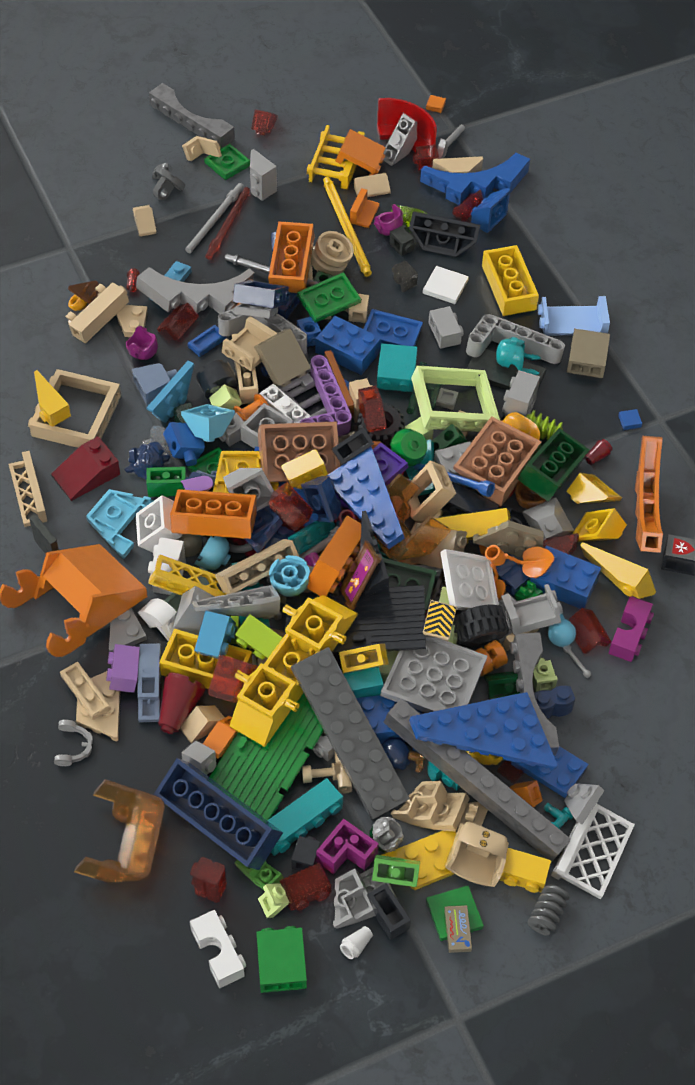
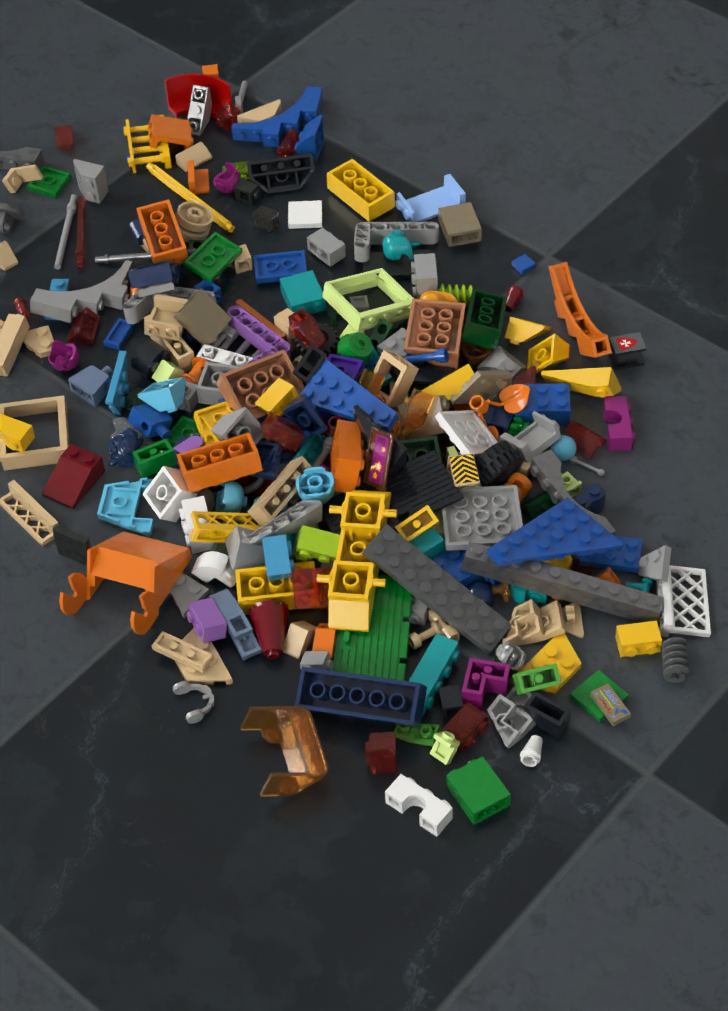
camera: 20 degrees left, 5 degrees down
(350, 344) = (254, 288): blue brick -> none
(478, 854) = (594, 641): tan piece -> none

